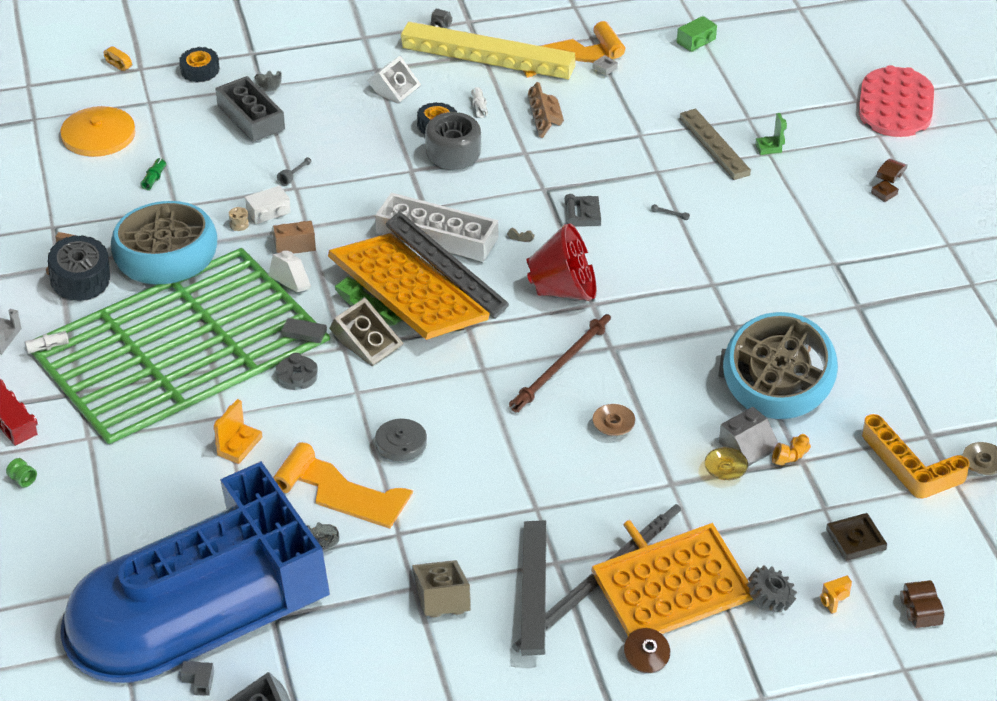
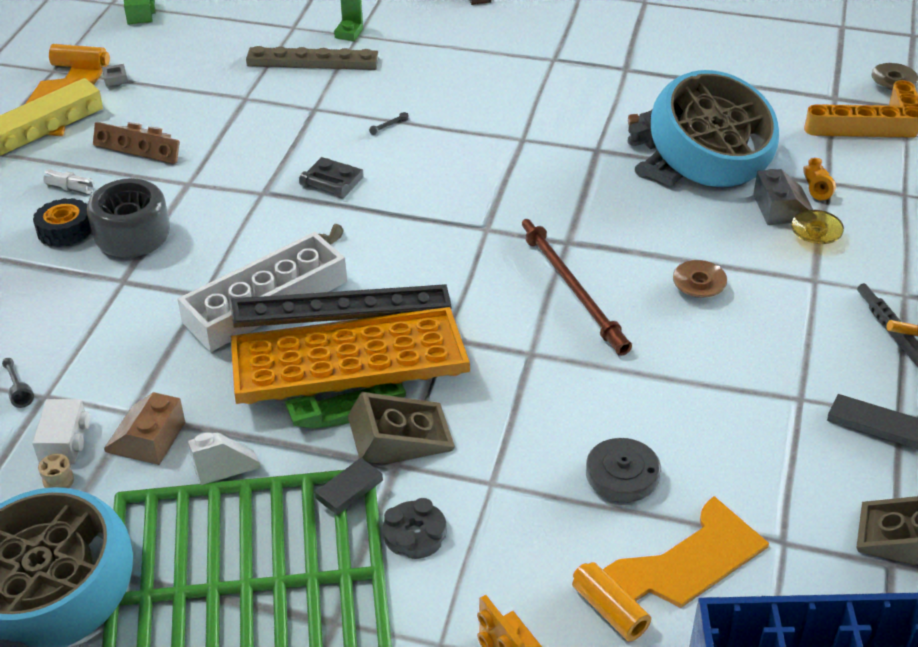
camera: 60 degrees left, 0 degrees up
(562, 267) = (443, 210): red cone -> none

